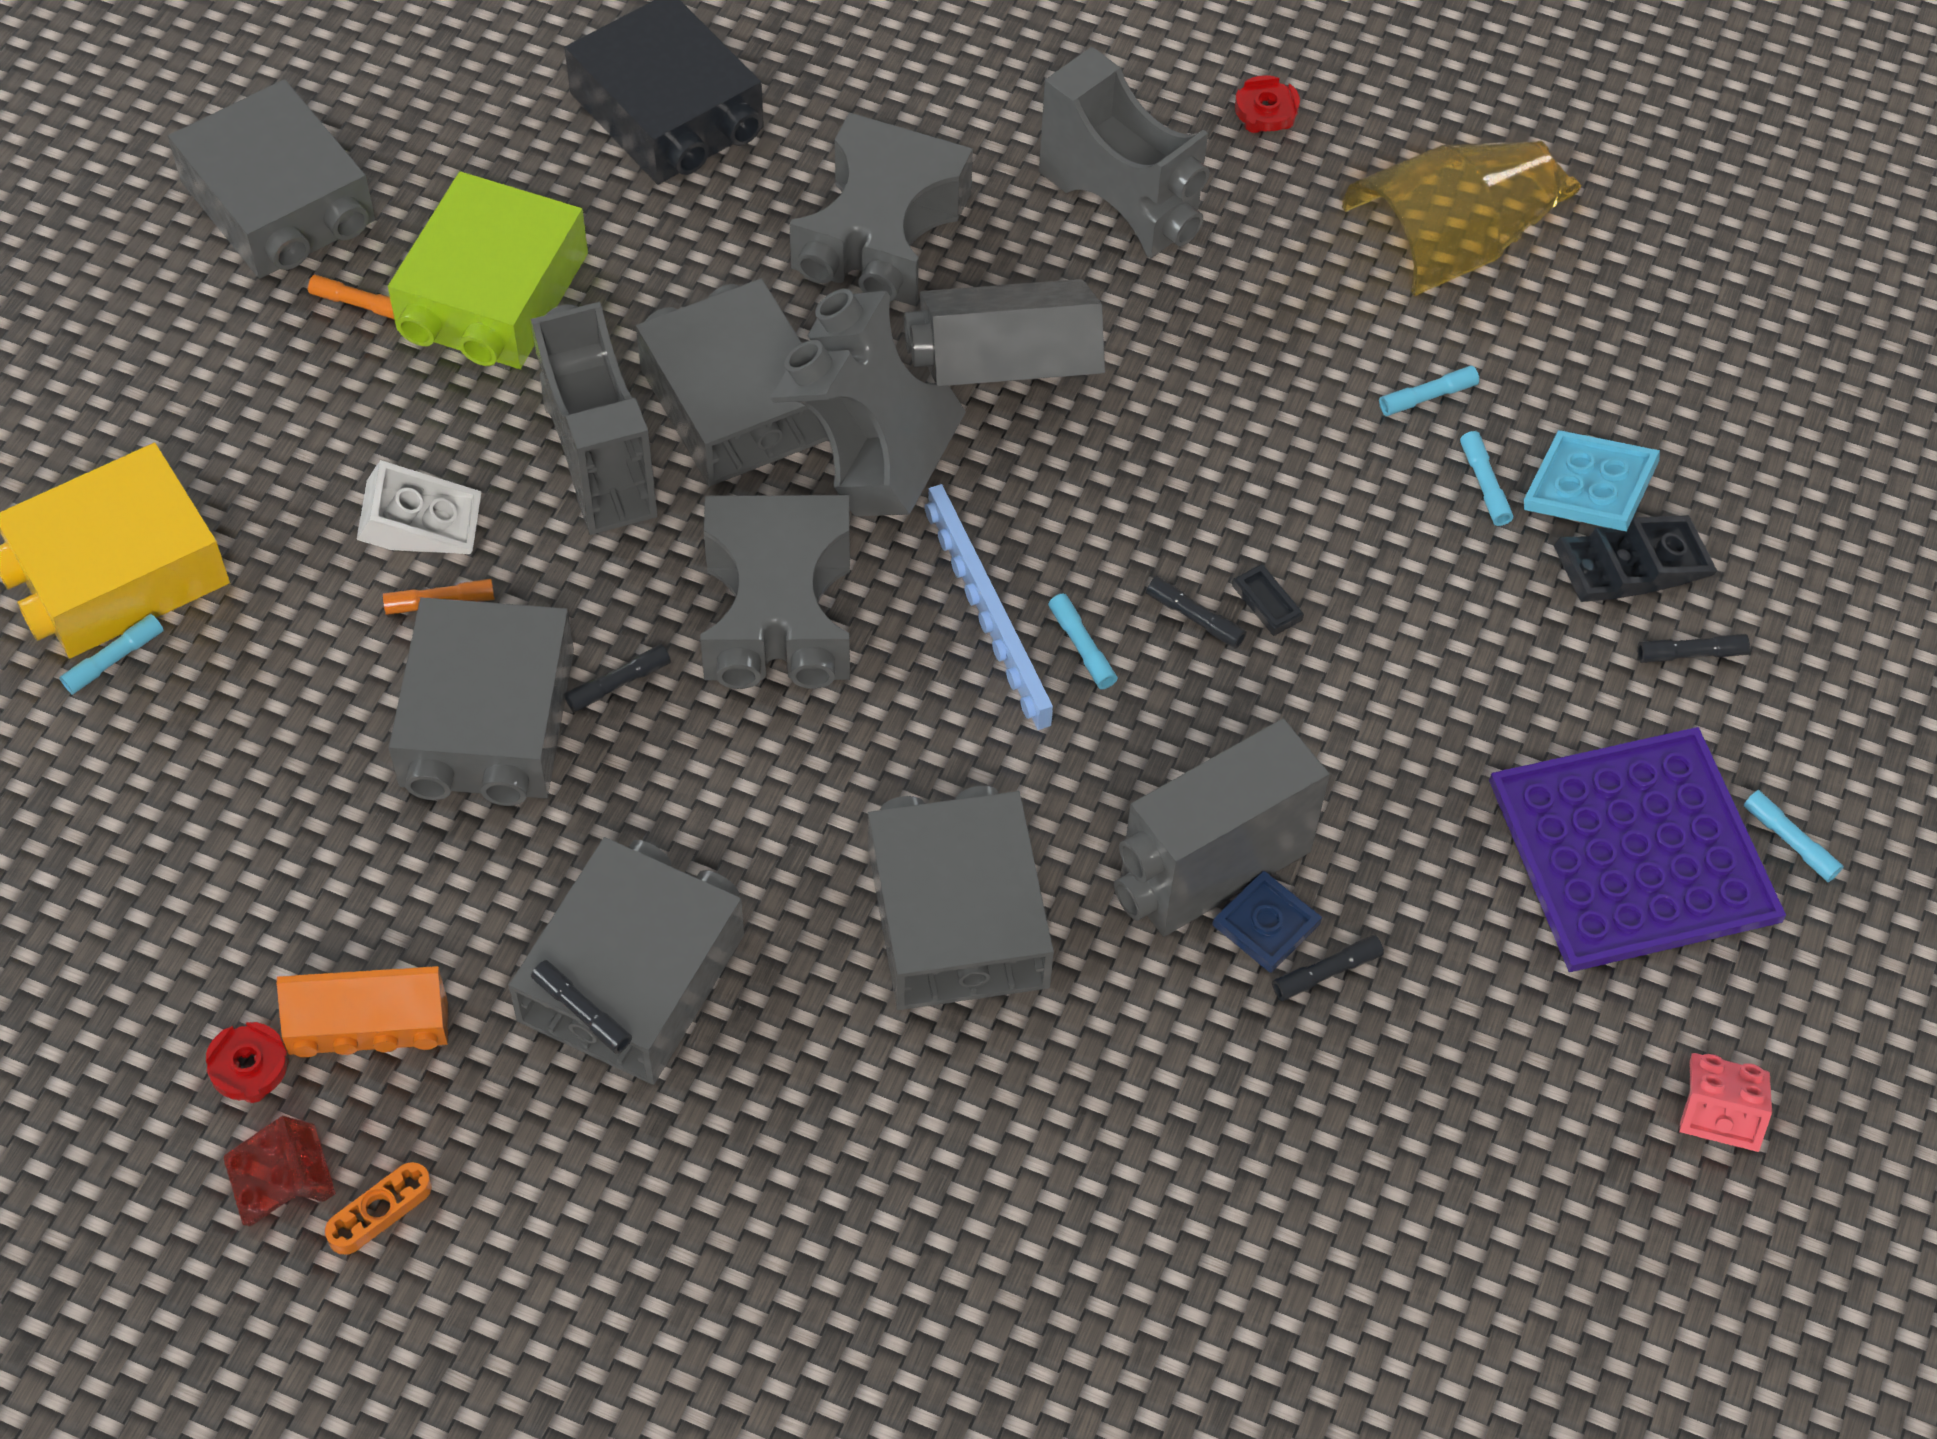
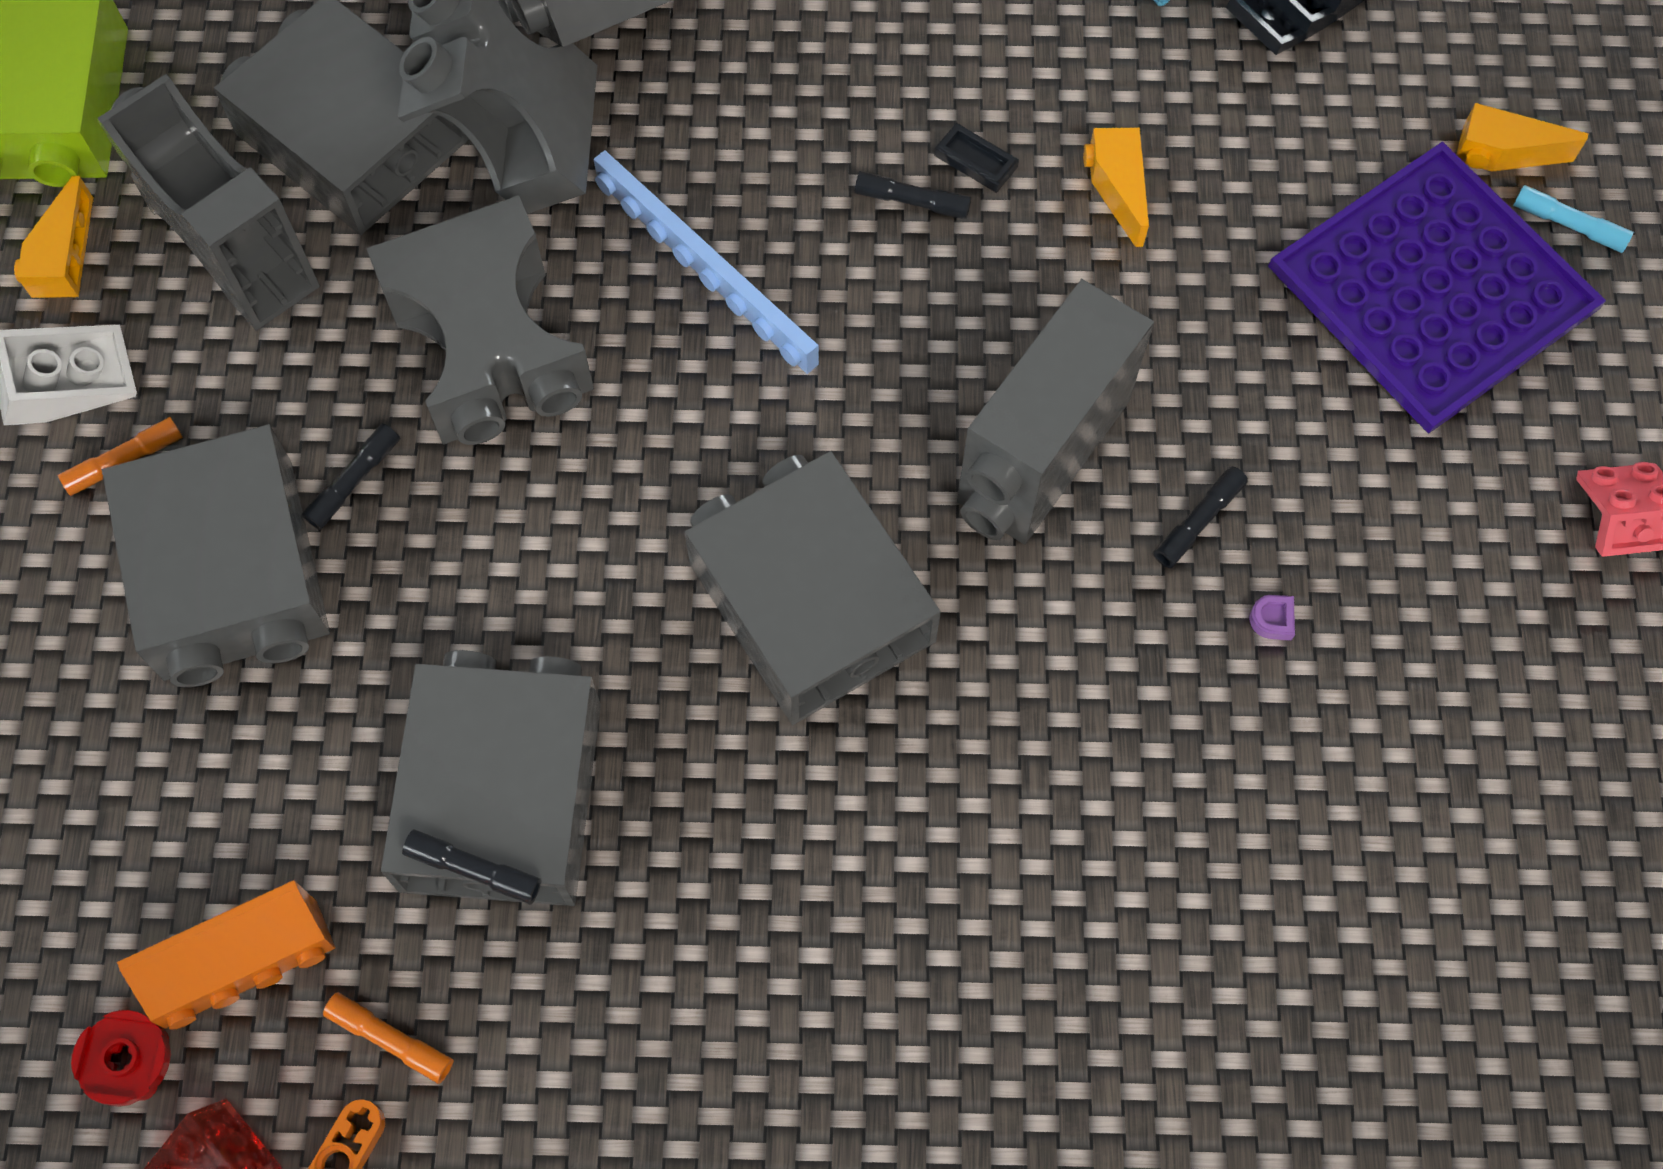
camera: 20 degrees left, 10 degrees up
(457, 410) = (56, 246): none -> light orange slope
(474, 1145) = (411, 1051): none -> orange piece
(1072, 624) = (832, 279): medium azure piece -> none
(1267, 921) = (1122, 491): dark blue plate -> none
(1355, 1074) = (1274, 617): none -> medium lavender tile
(1386, 655) = (1119, 177): none -> light orange slope
(1716, 646) = (1379, 73): black piece -> none
(1766, 750) = (1507, 141): none -> light orange slope

